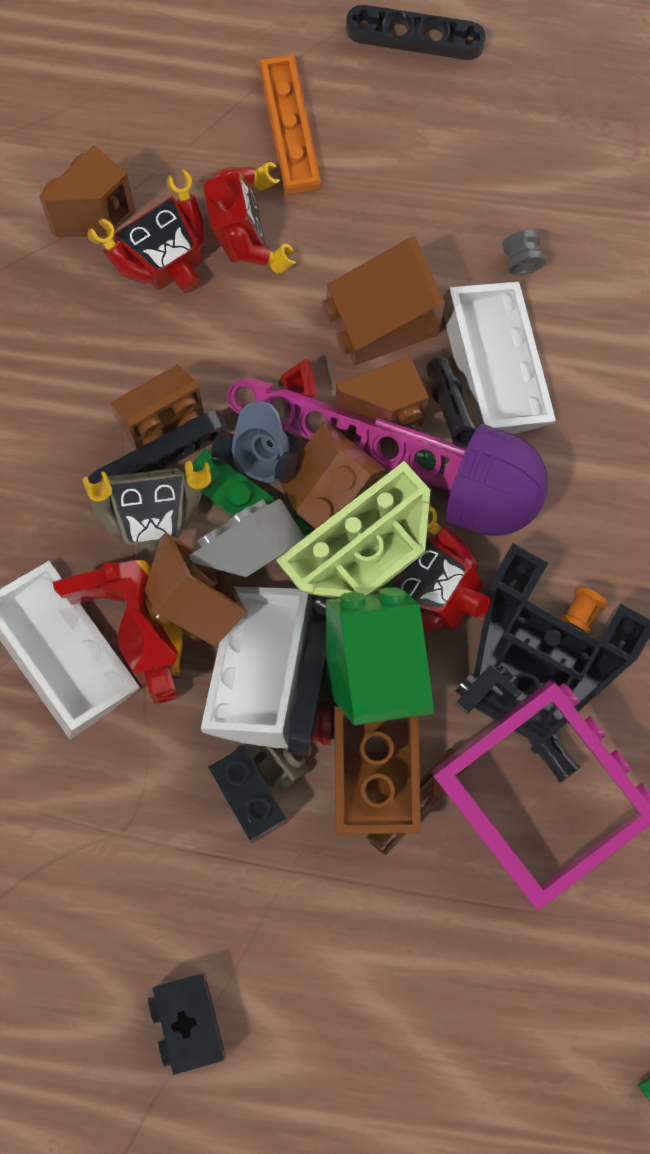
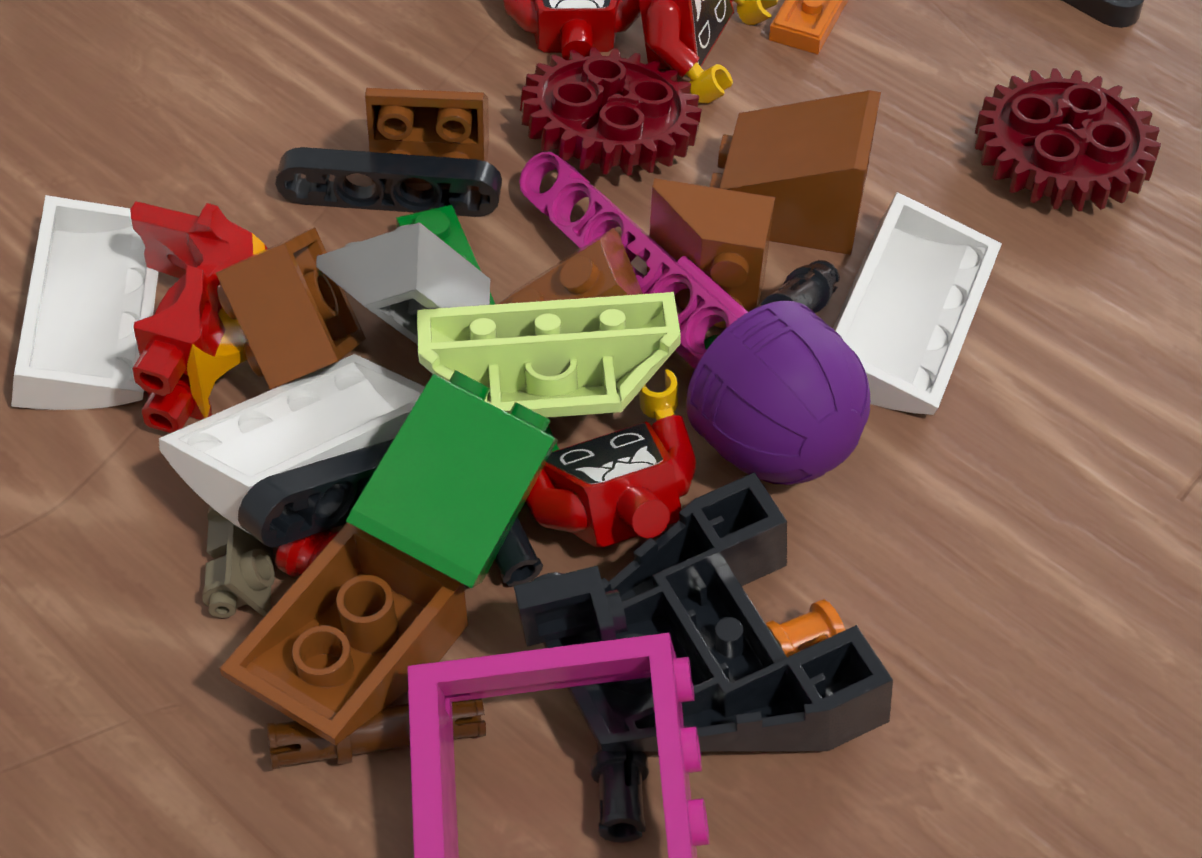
camera: 35 degrees right, 25 degrees down
(147, 504) = (309, 188): torso -> none
(248, 794) = (156, 578): black brick -> none
(259, 445) = (516, 225): sand blue cap -> none
(279, 319) = (610, 111): none -> dark red gear
(300, 380) = (635, 199): red slope -> none
(481, 160) = (1067, 139): none -> dark red gear
(524, 252) = (1031, 216): dark grey wheel -> none

